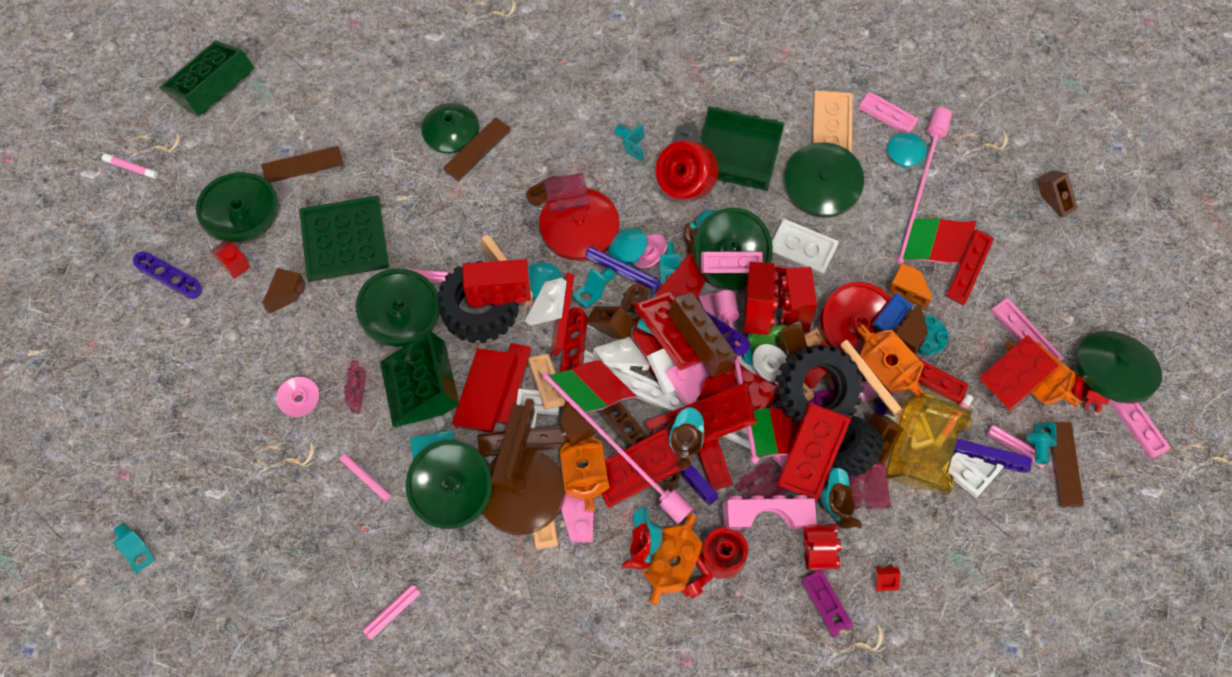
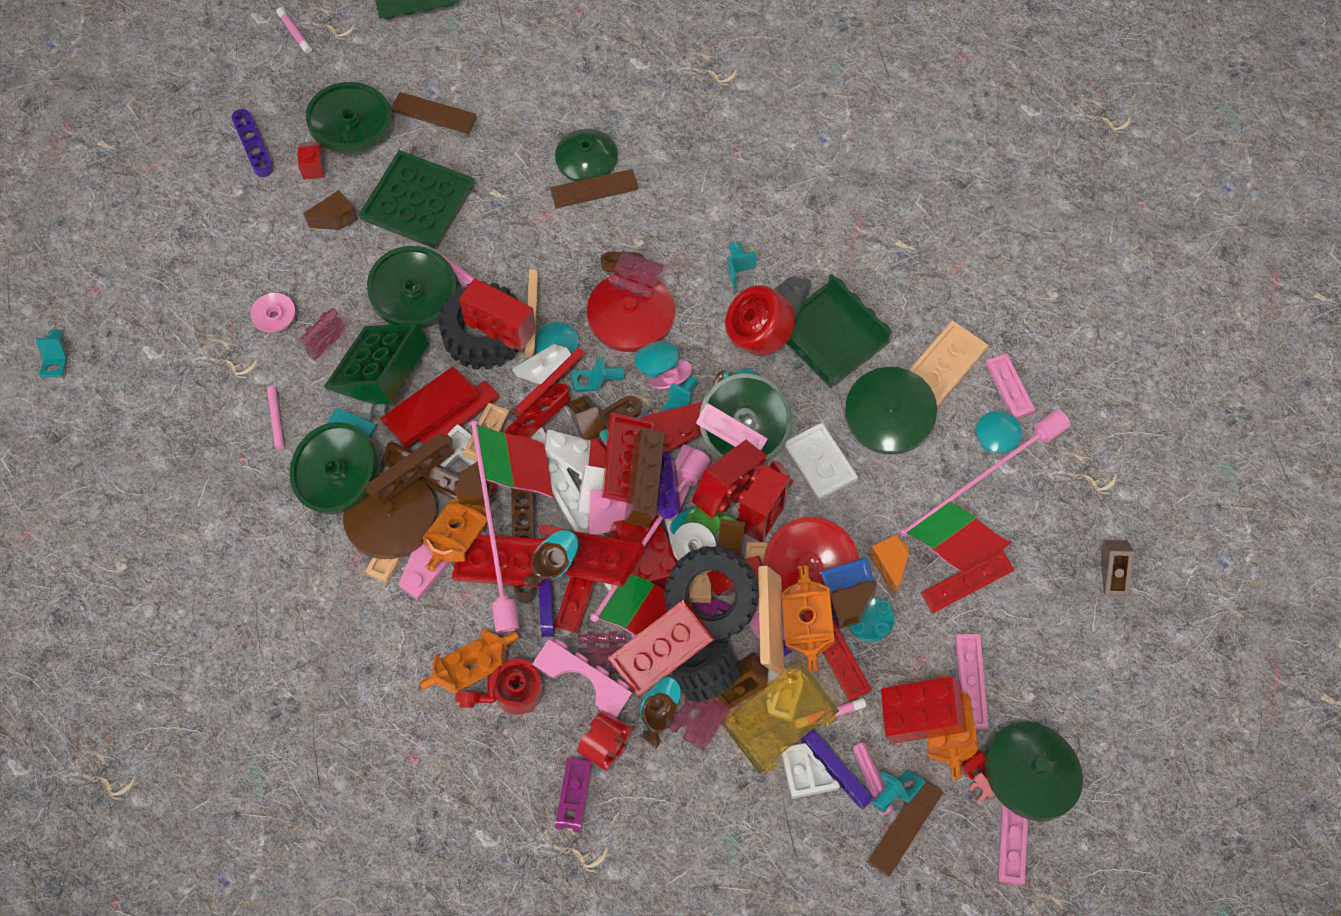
camera: 35 degrees right, 0 degrees up
(391, 611) = (207, 544): bright pink axle -> none
(623, 268) = (634, 375): dark purple axle -> none
(646, 541) = (458, 632): hair -> none
(887, 578) = (645, 811): red tile -> none

